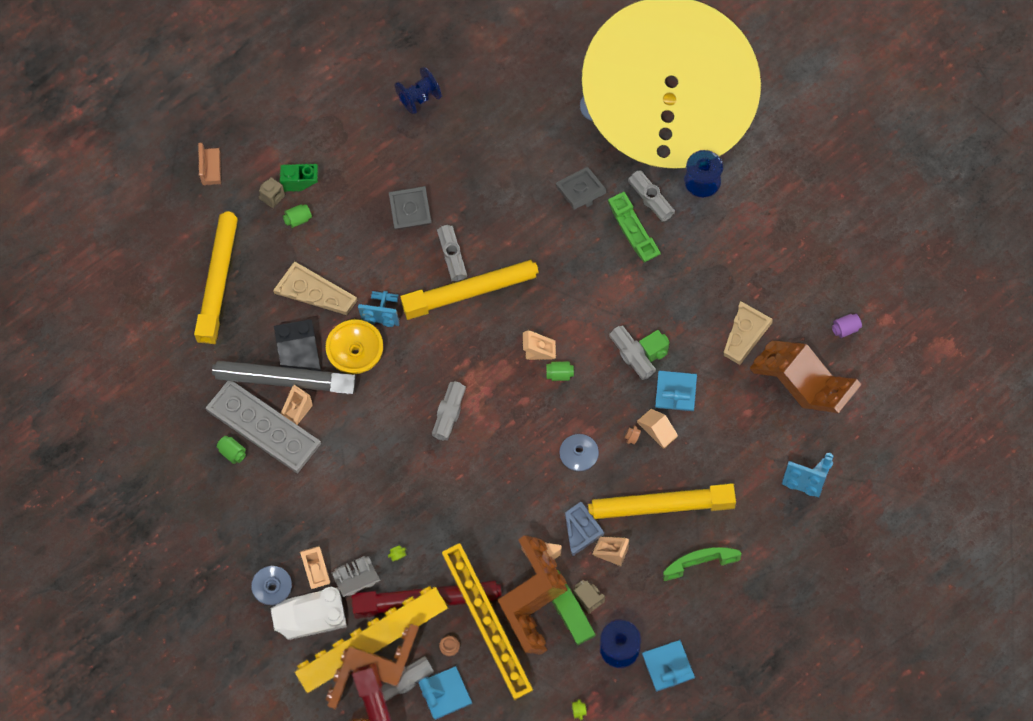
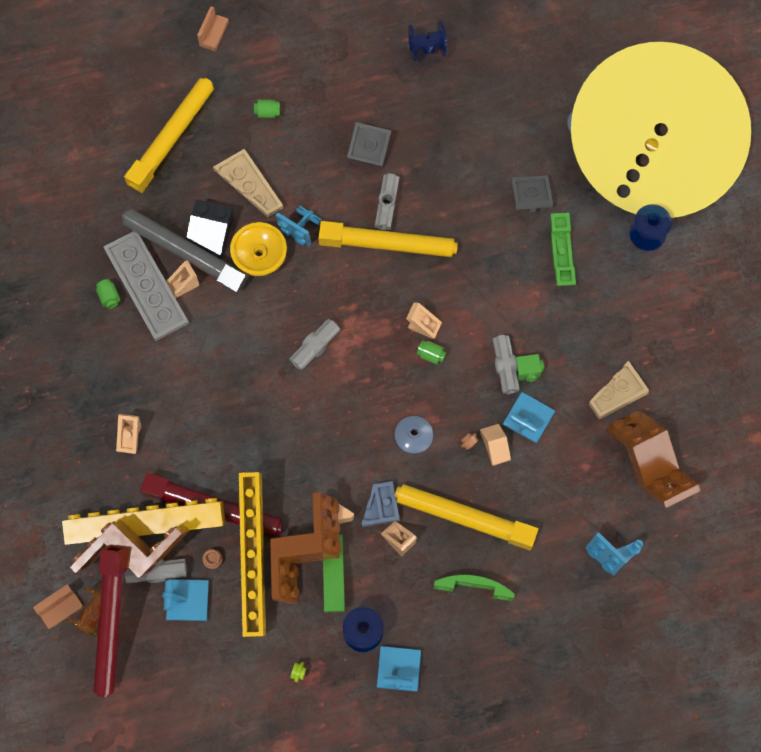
camera: 20 degrees right, 5 degrees up
(269, 190) = (253, 74): dark tan brick -> none
(271, 576) = (79, 424): sand blue dish -> none
(298, 176) = (283, 73): green slope -> none
(309, 614) = (104, 473): white slope -> none
(356, 579) = (158, 460): light grey hinge -> none
(397, 553) = (206, 453): lime plate -> none
(588, 596) = (357, 571): dark tan brick -> none
(658, 203) = (595, 237): light grey piece -> none
(846, 325) = (716, 427): medium lavender brick -> none

